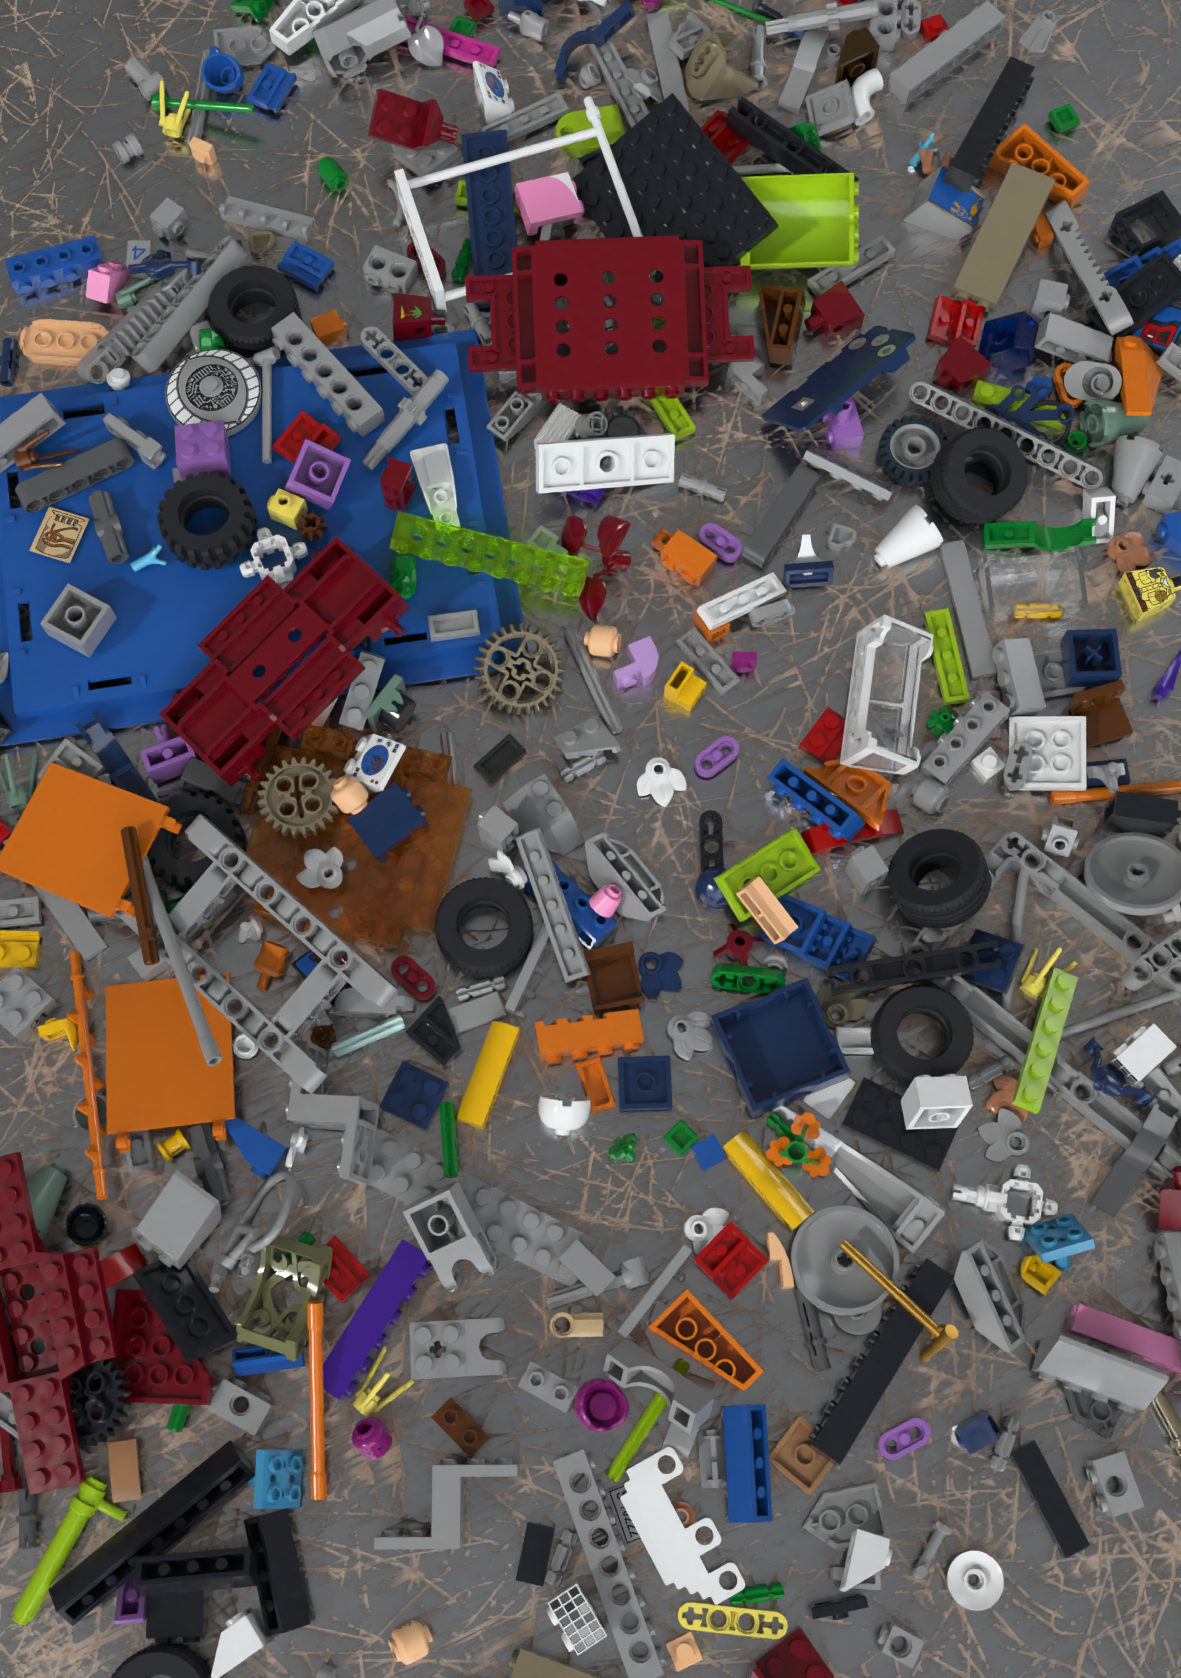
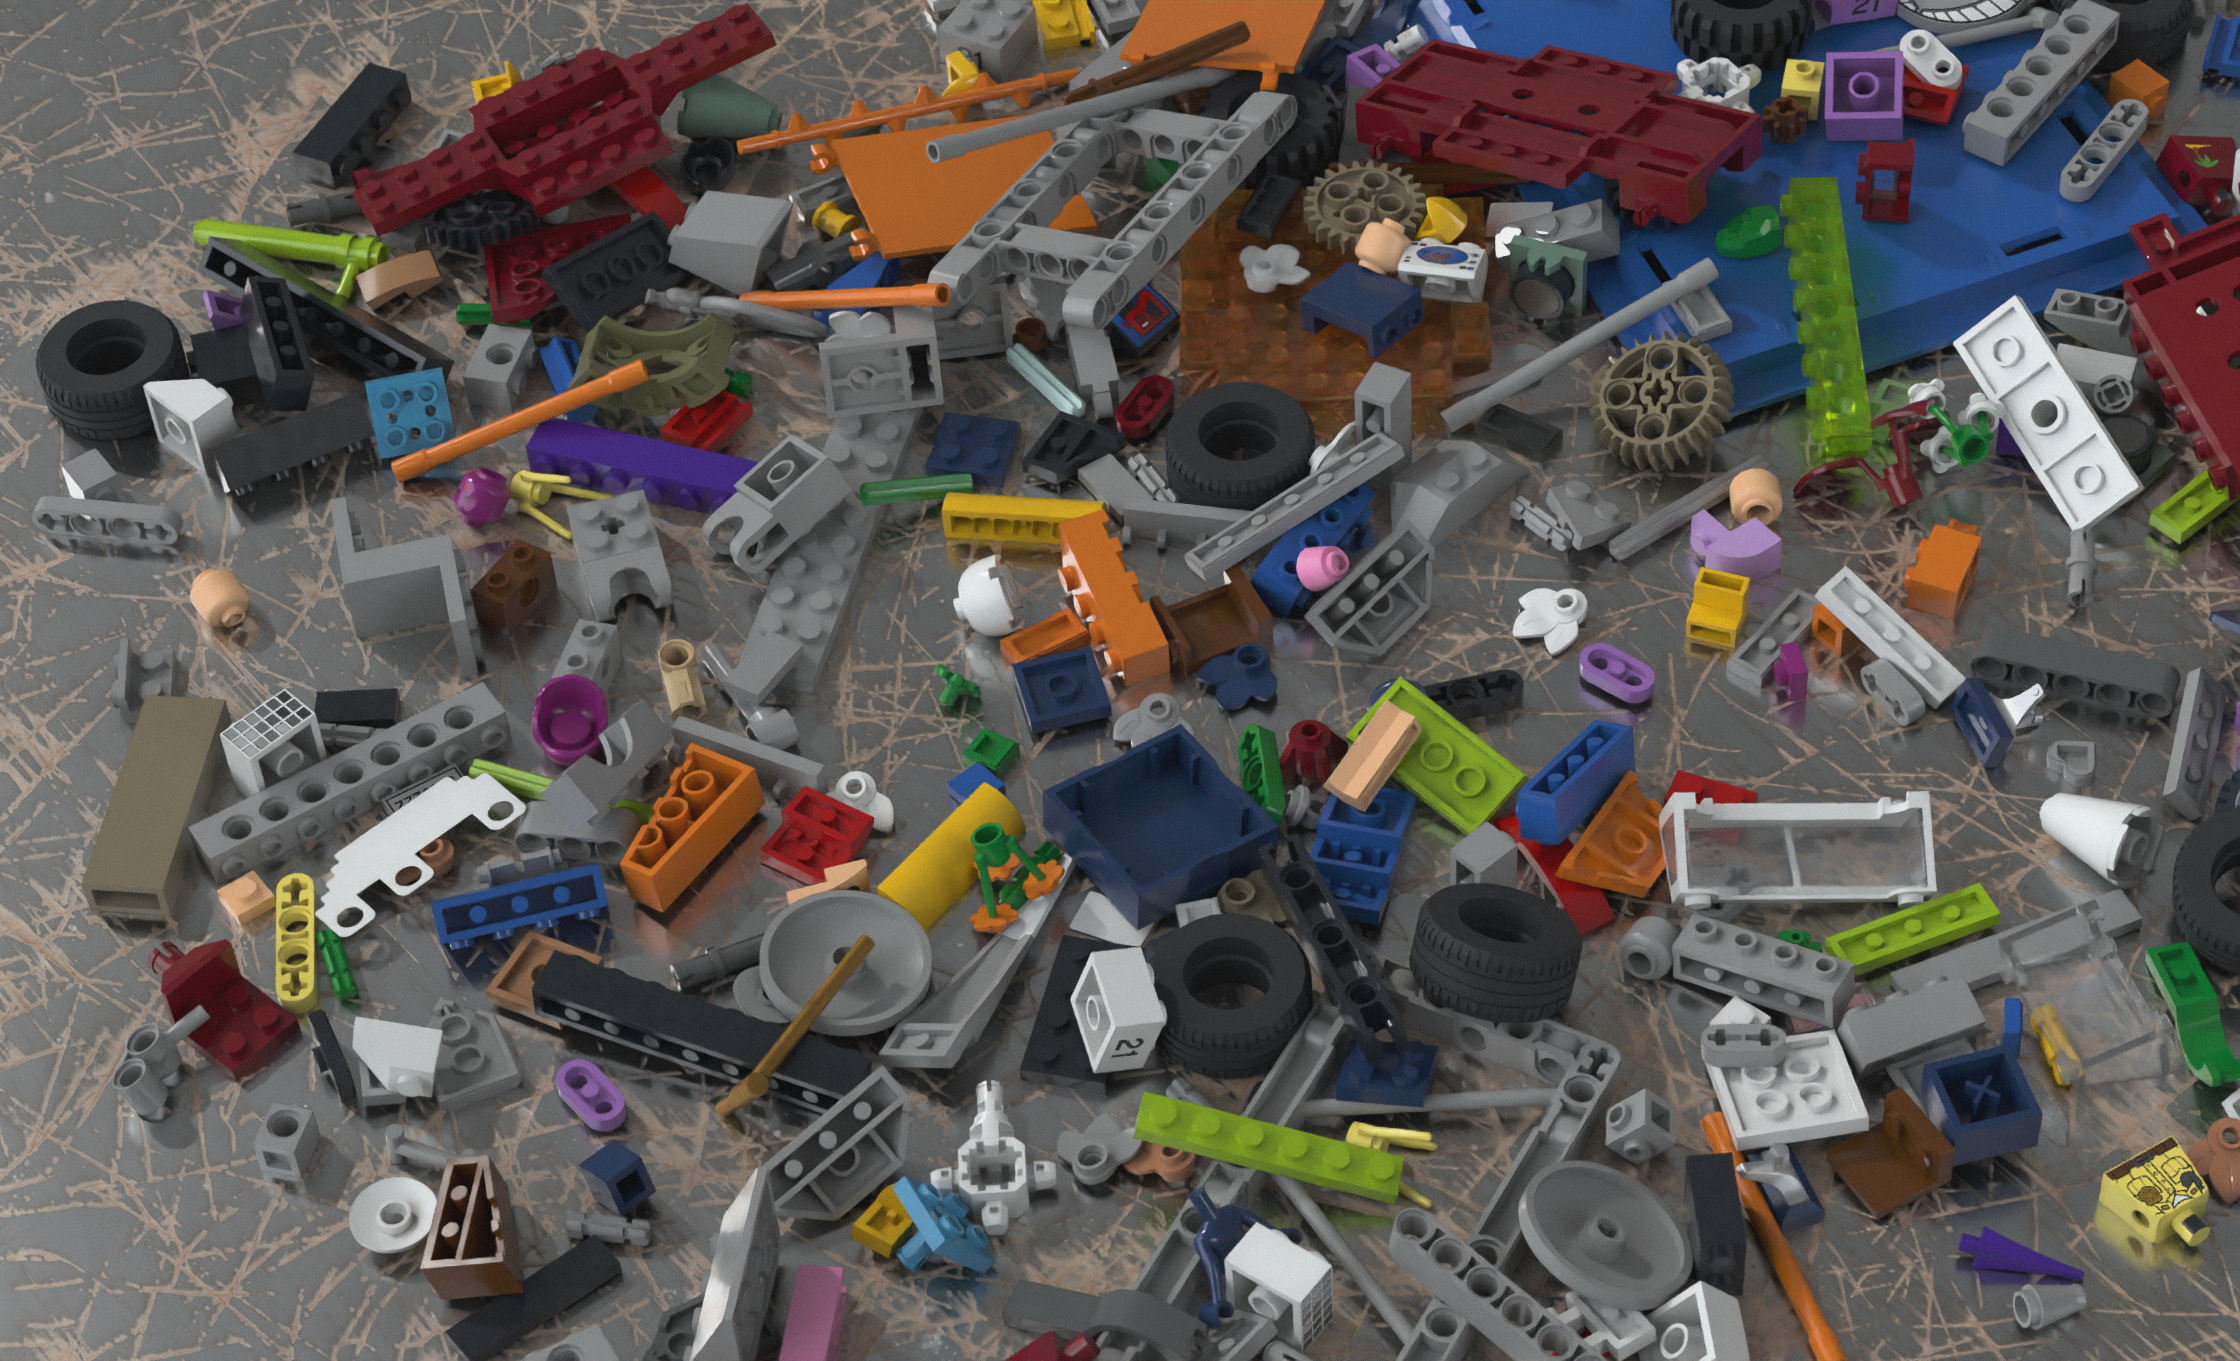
camera: 80 degrees right, 25 degrees down
(128, 732) = (1408, 41): none -> white piece
(273, 856) = (1268, 205): none -> black plate
(294, 429) = (1928, 59): none -> white plate
(321, 1100) = (917, 295): none -> orange piece
(336, 753) = (1443, 221): none -> yellow plate
(411, 412) = (2019, 177): light grey piece -> none
(437, 482) = (1919, 240): white piece -> none
(443, 625) = (1684, 284): none -> light grey piece
(592, 499) = (1957, 443): none -> plant
(721, 543) = (1990, 604): medium lavender plate -> none
(1008, 1529) = (472, 1233): none -> reddish brown wedge
(1026, 628) = (2012, 1024): none -> blue tile

